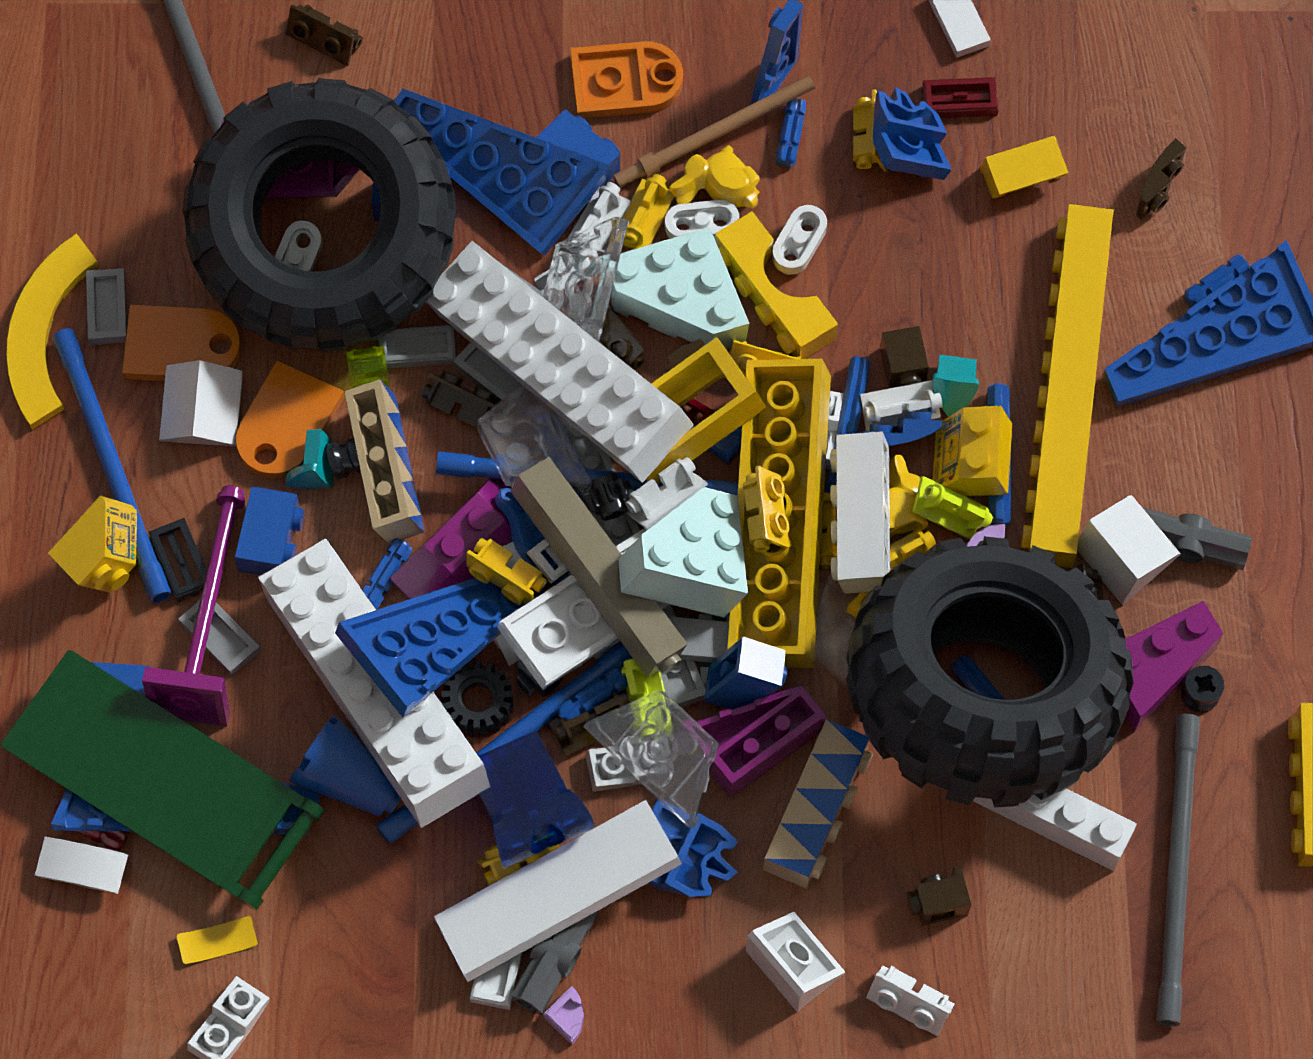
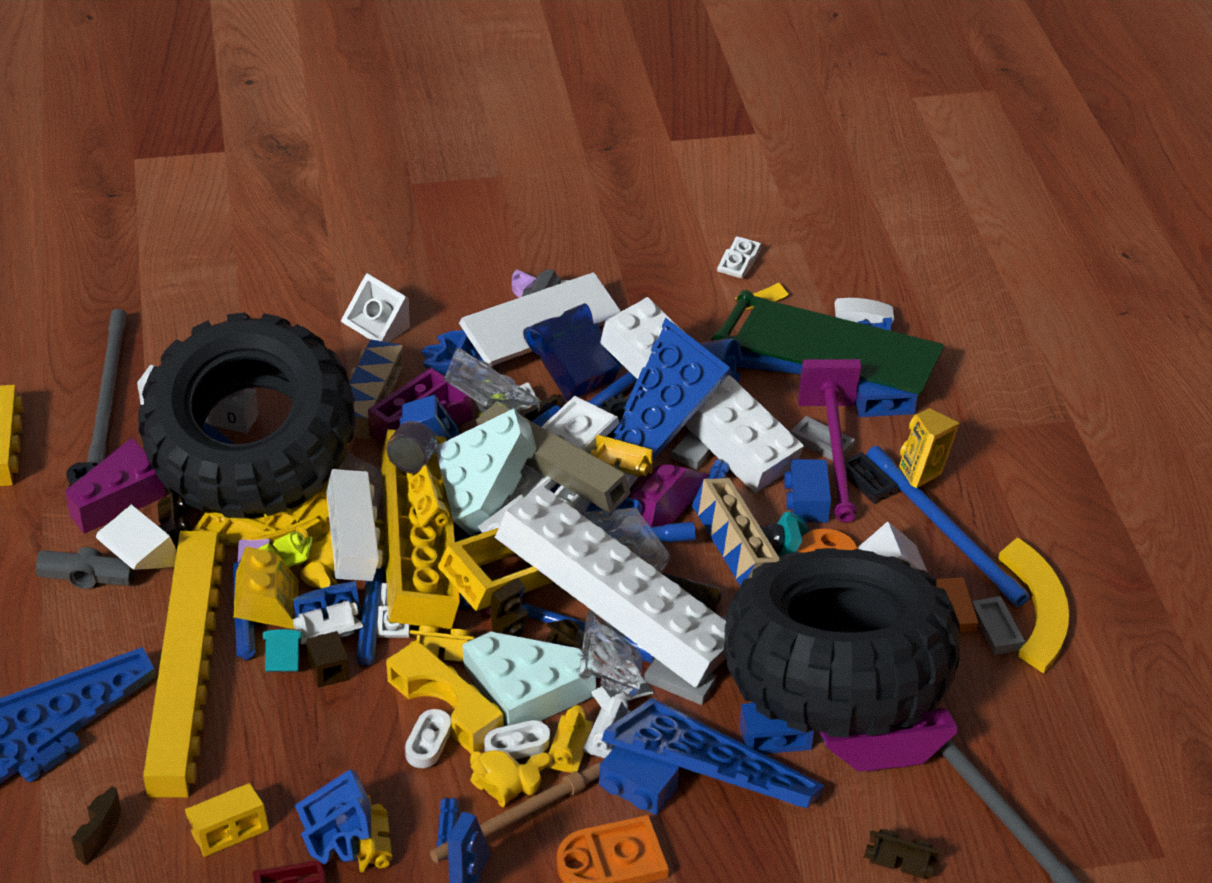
camera: 170 degrees right, 25 degrees down
(779, 580) = (412, 446): none -> piece
(894, 992) = (305, 309): white hinge -> none

